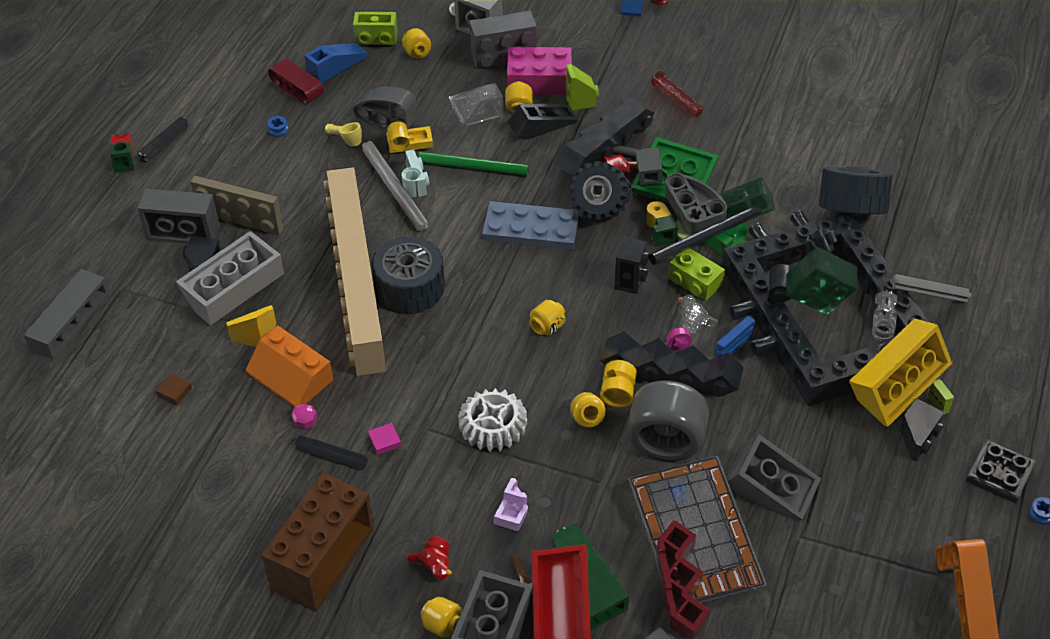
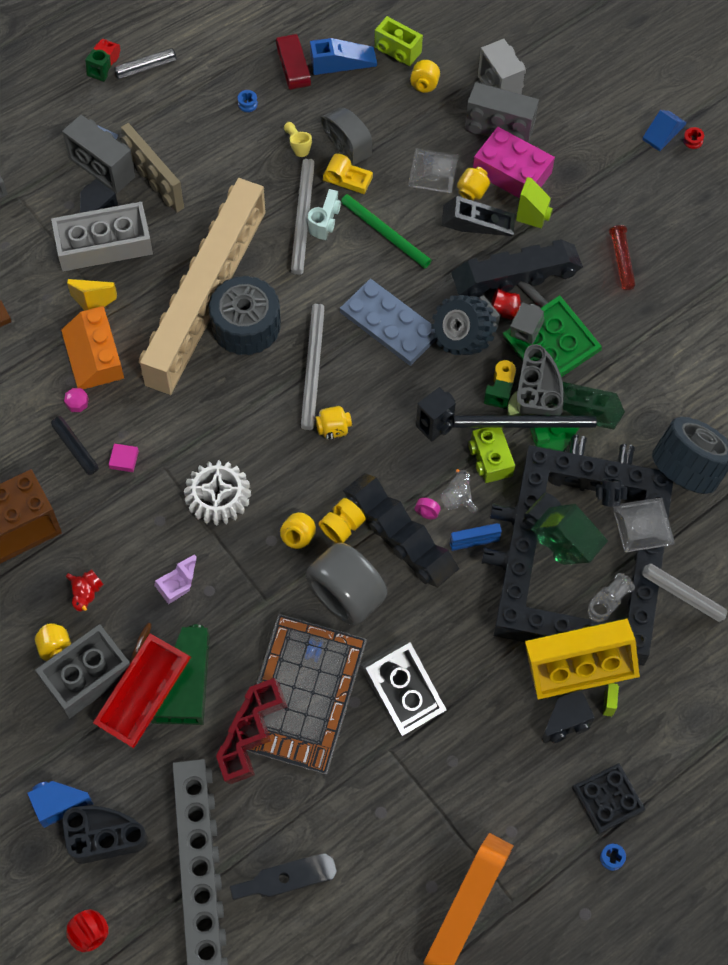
camera: 30 degrees right, 15 degrees up
(495, 288) = (312, 367): none -> light grey axle
(864, 253) = (643, 524): none -> clear slope

